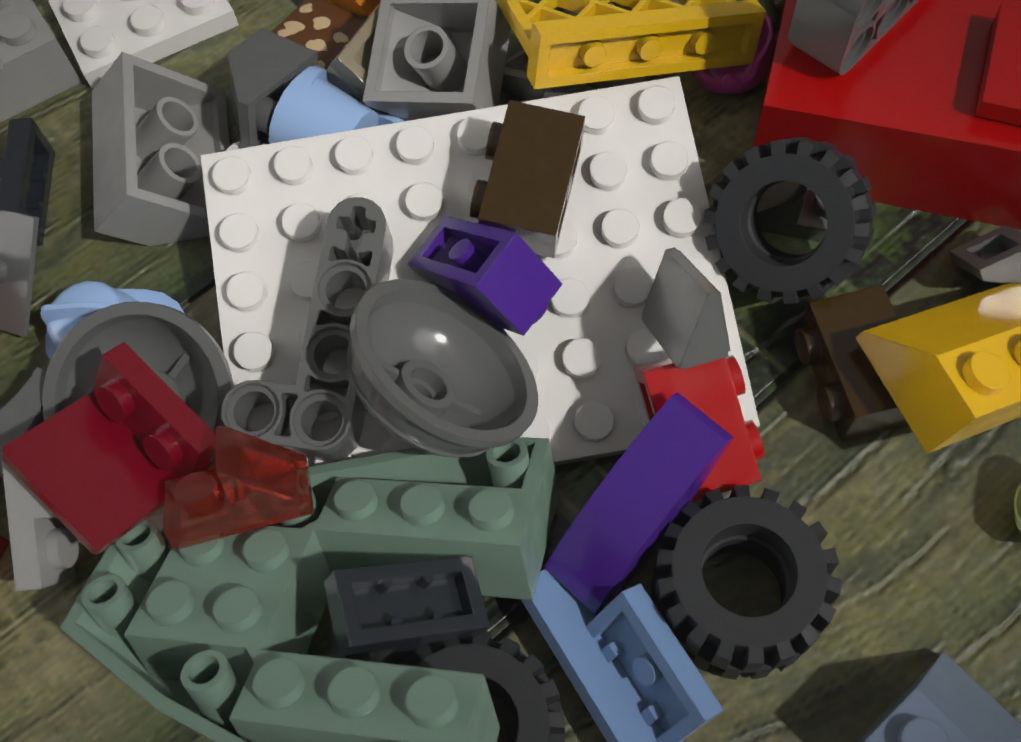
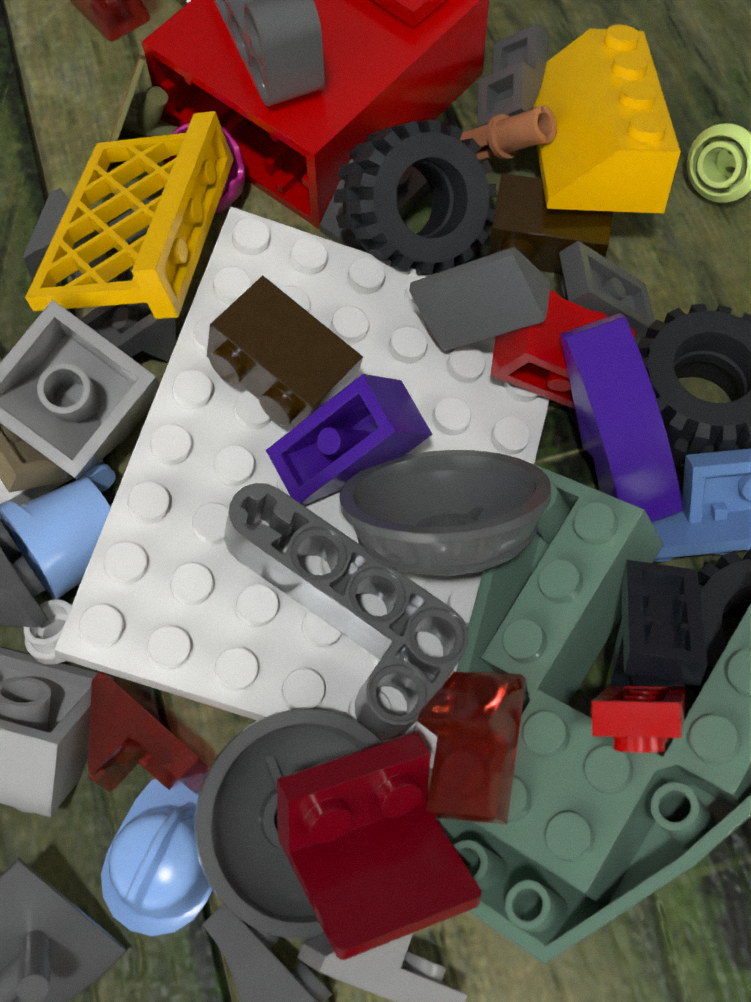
camera: 70 degrees left, 0 degrees up
(177, 258) = (129, 735): none -> clear red slope
(256, 591) = (639, 716): none -> red plate
(804, 443) = (604, 287): none -> dark grey slope
(939, 273) = (508, 134): none -> nougat axle

